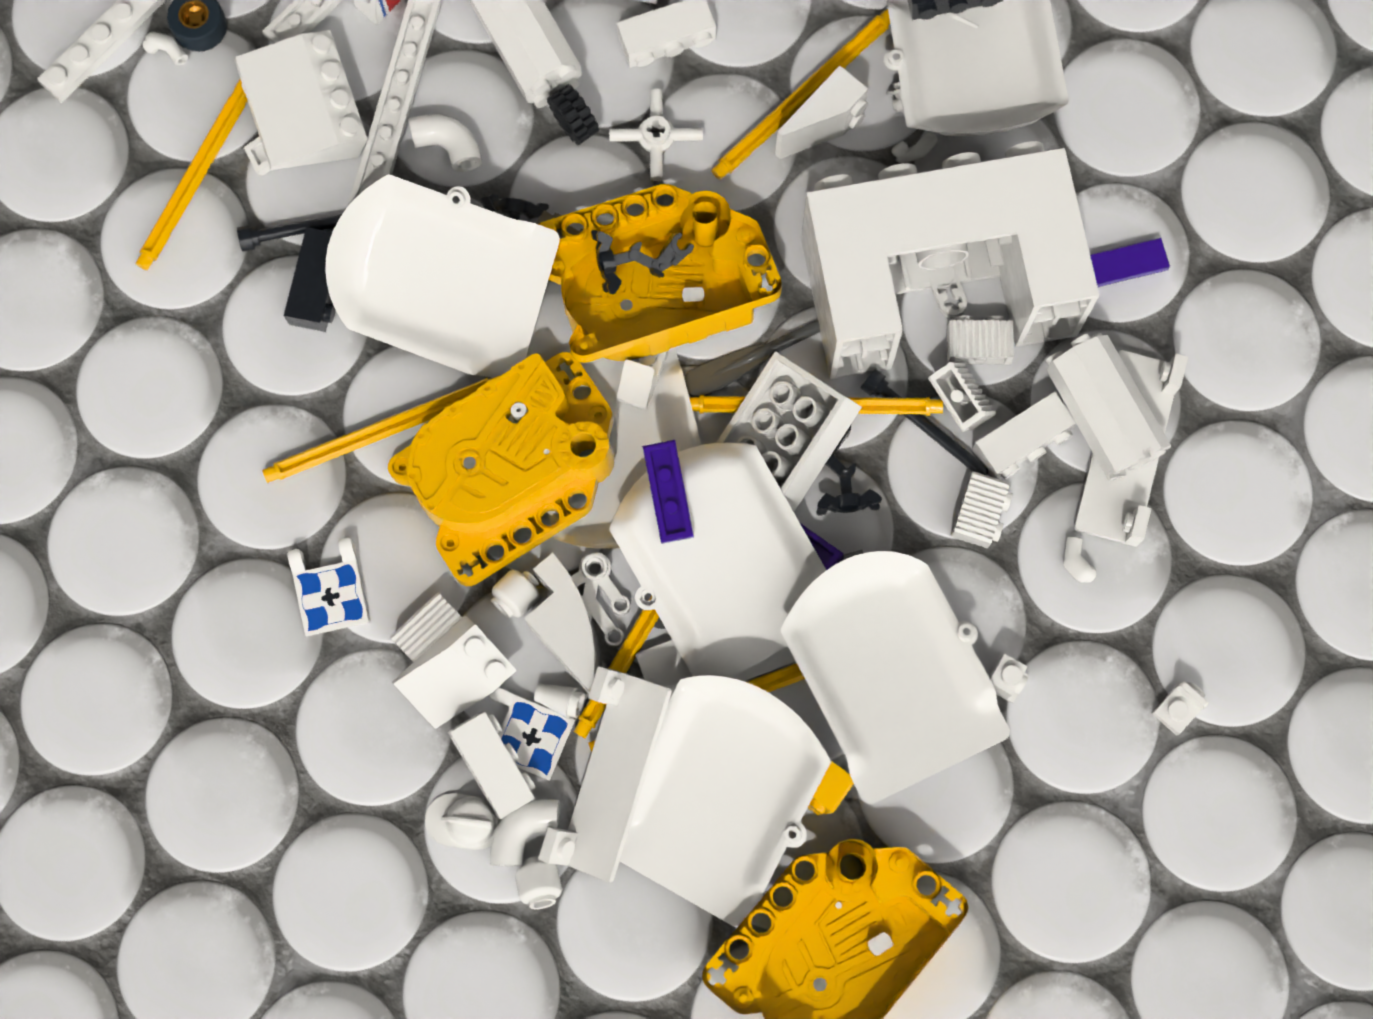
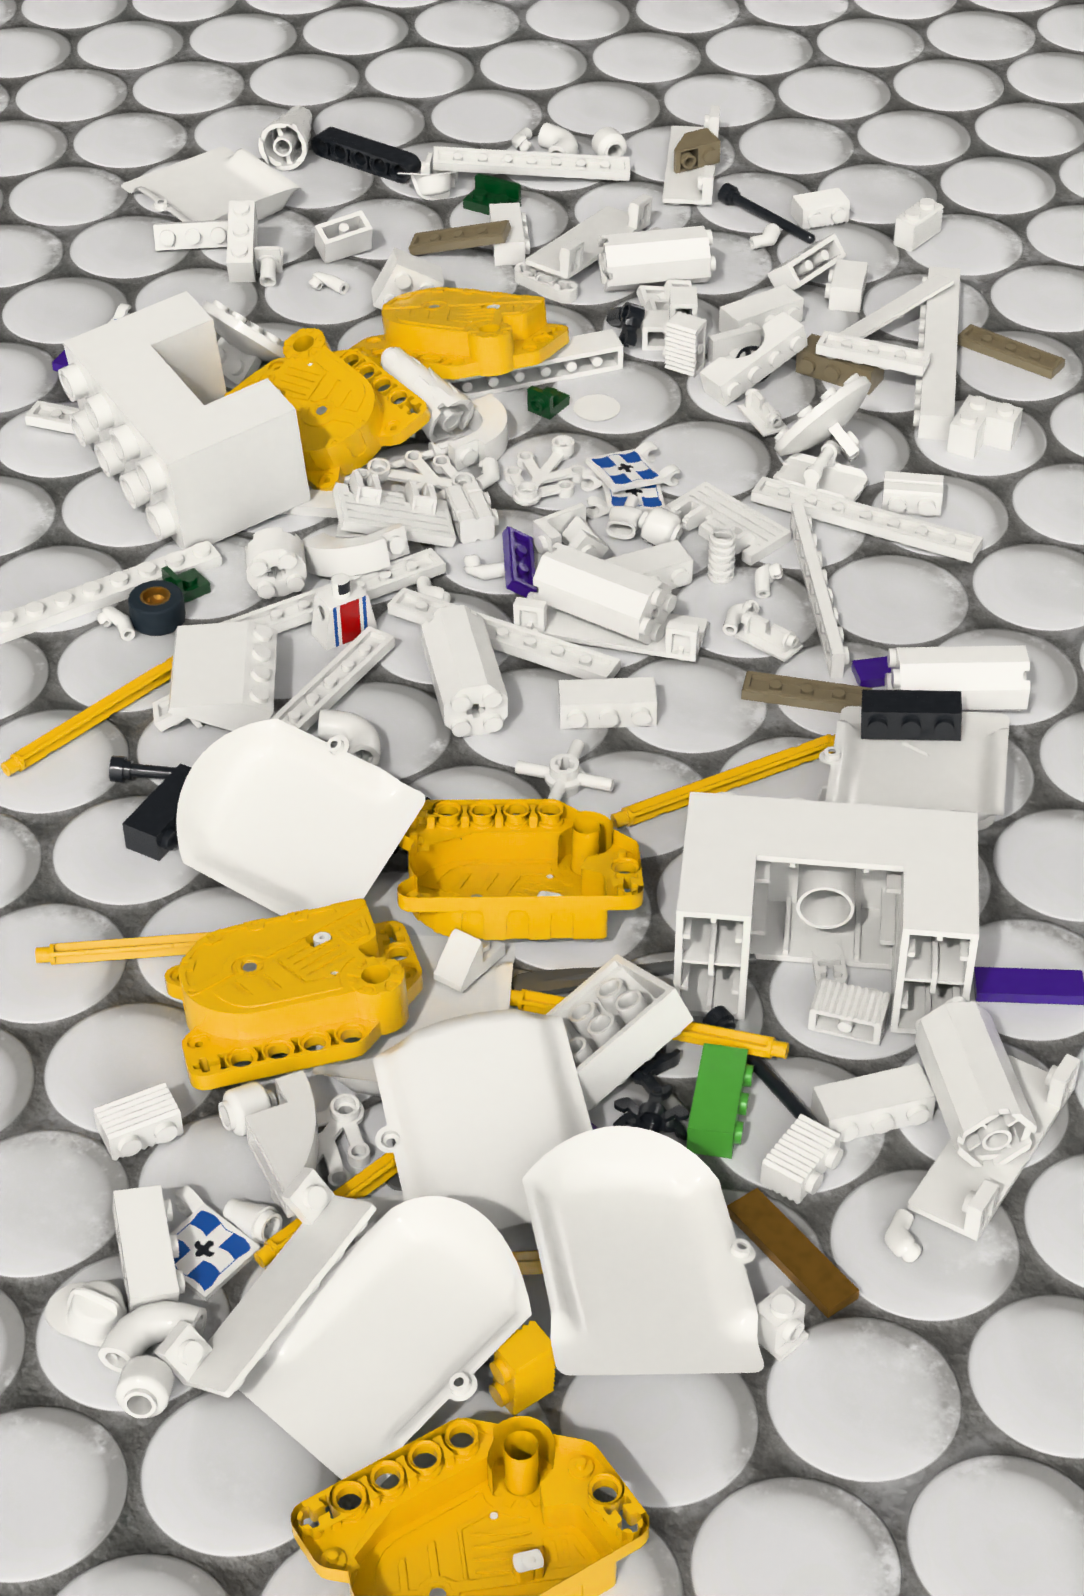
camera: 15 degrees right, 35 degrees down
(331, 594) = (50, 1070): white flag -> none
(454, 673) = (146, 1151): white slope -> none
(573, 114) = (485, 738): black tyre -> none
(607, 261) = (536, 859): black piece -> none
(668, 491) = (448, 1026): dark purple tile -> none
(825, 115) = (751, 772): white slope -> none
(899, 469) = (719, 1101): none -> bright green brick
(962, 396) = (812, 1045): white brick -> none
(995, 600) = (793, 1253): none -> pearl gold tile
(1180, 706) = (988, 1410): white bracket -> none

